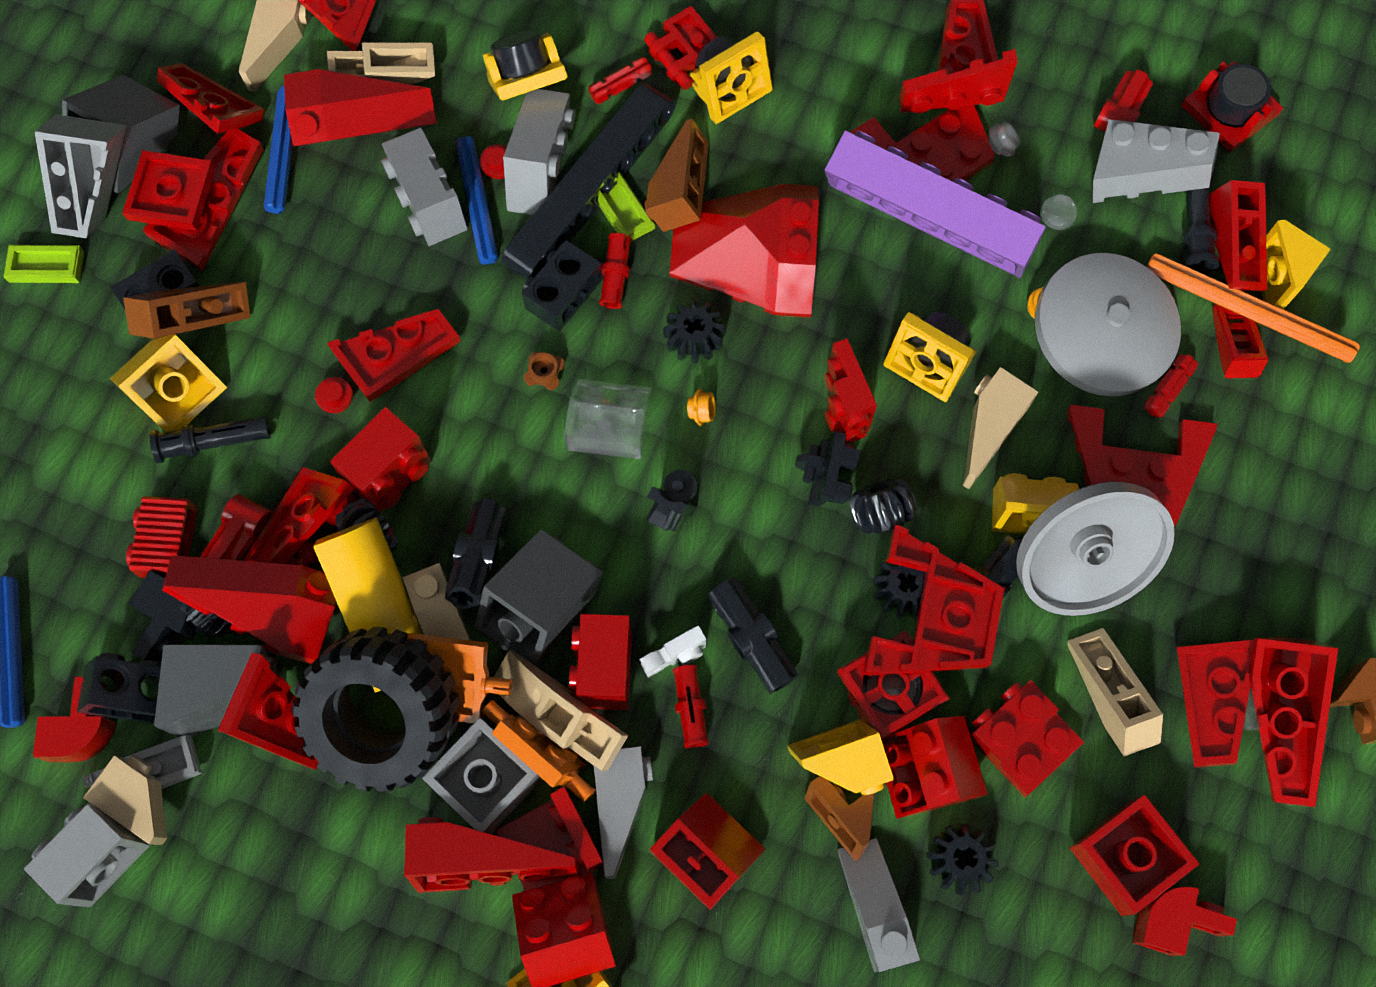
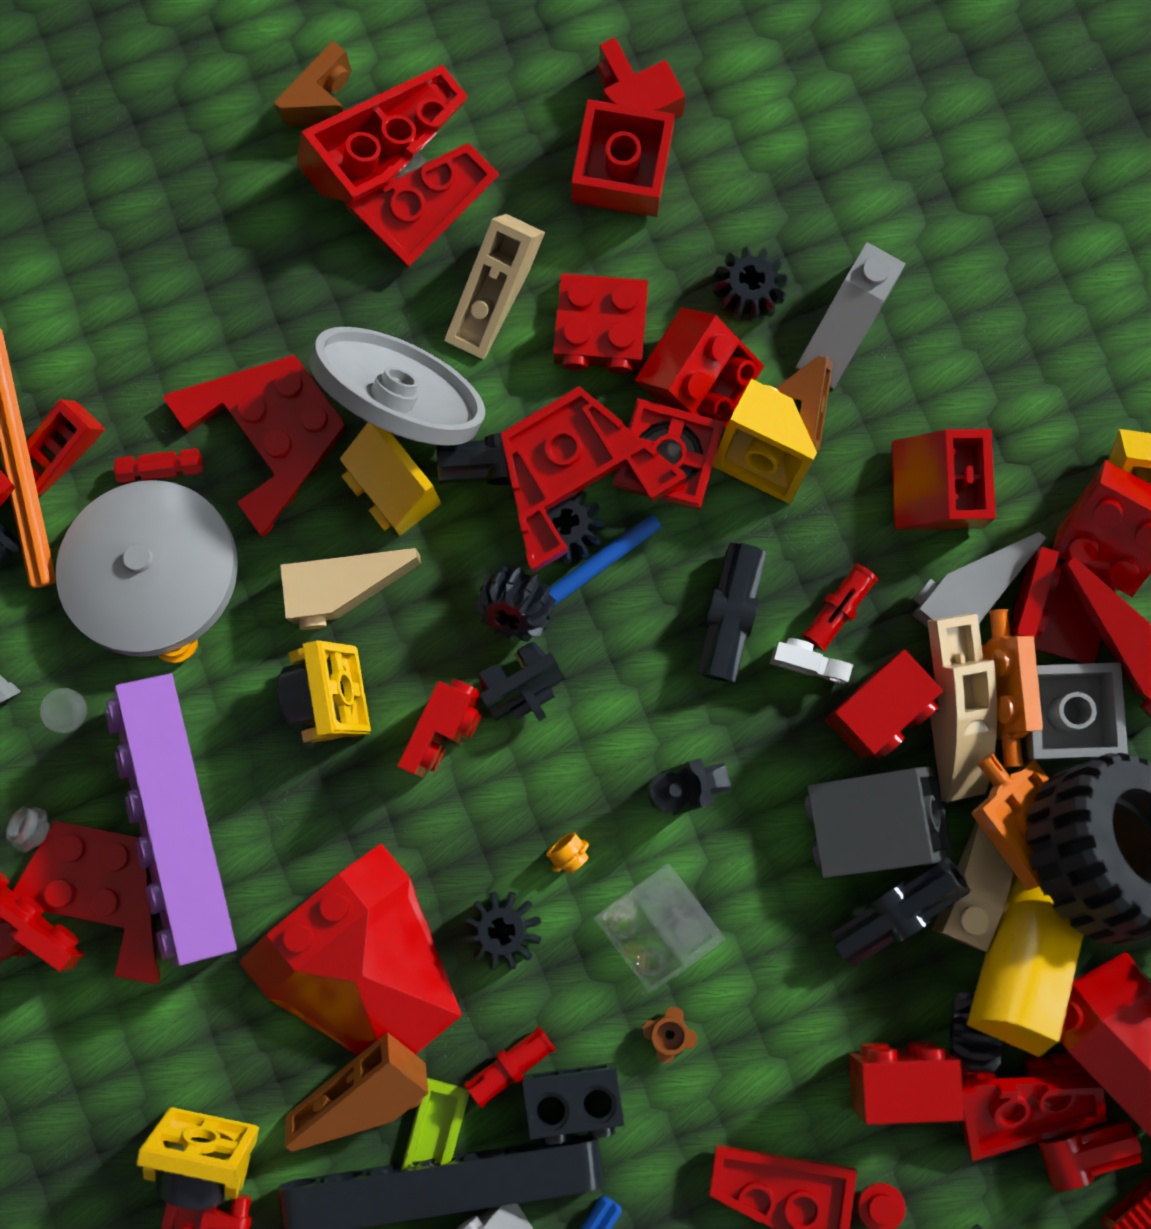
camera: 130 degrees left, 10 degrees up
(862, 593) = (604, 558): none -> blue bar

